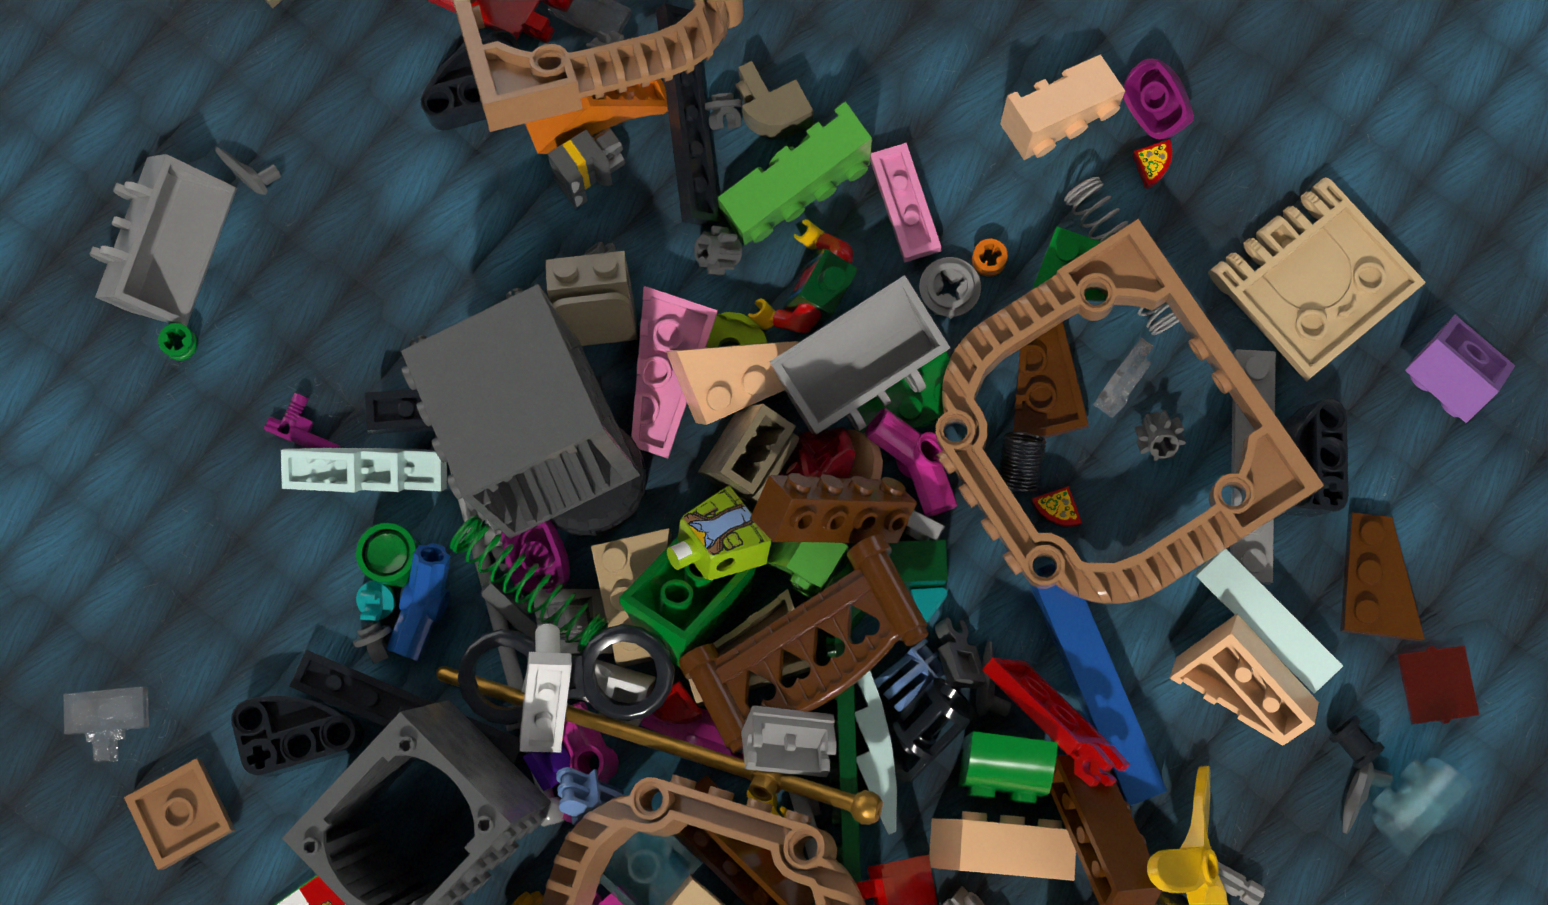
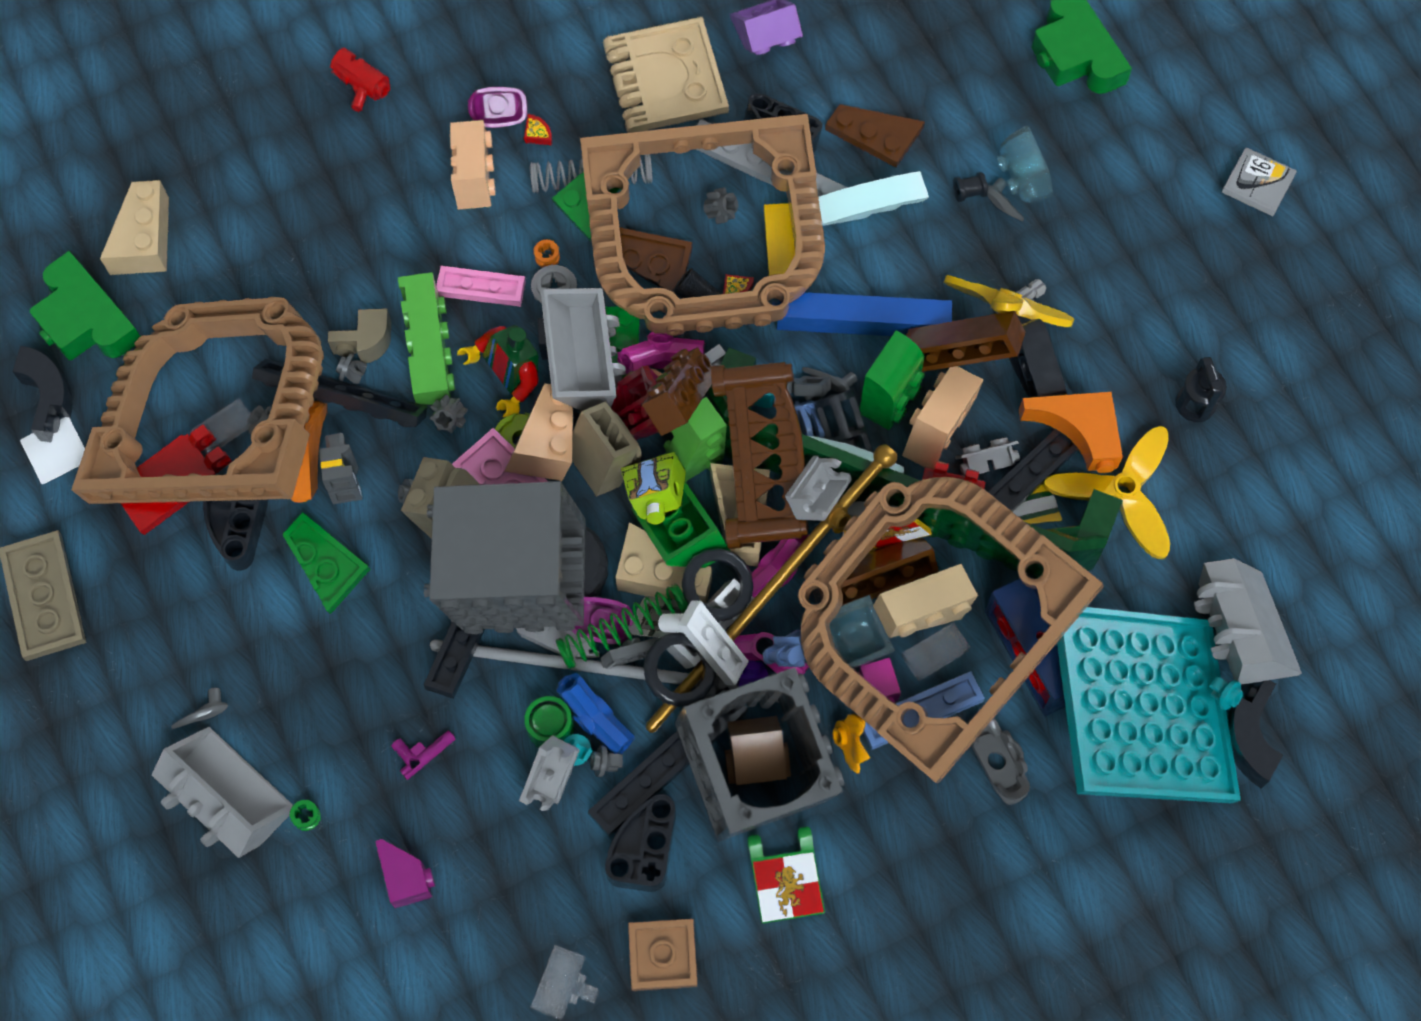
camera: 70 degrees left, 10 degrees down
(152, 480) = (404, 875): none -> magenta slope
(326, 585) = (549, 773): none -> light grey hinge
(362, 469) = (475, 717): light aqua slope -> none
(441, 820) = (756, 751): none -> medium nougat plate
(477, 210) = (326, 562): none -> green wing
(678, 707) = (759, 568): red tile -> none
(1058, 720) = (909, 322): red tile -> none
(1123, 381) = (674, 206): clear hinge -> none
(1147, 529) = (778, 238): none -> yellow tile
(1248, 679) = (902, 225): light nougat wedge -> none
(1438, 685) = (955, 129): clear red piece -> none

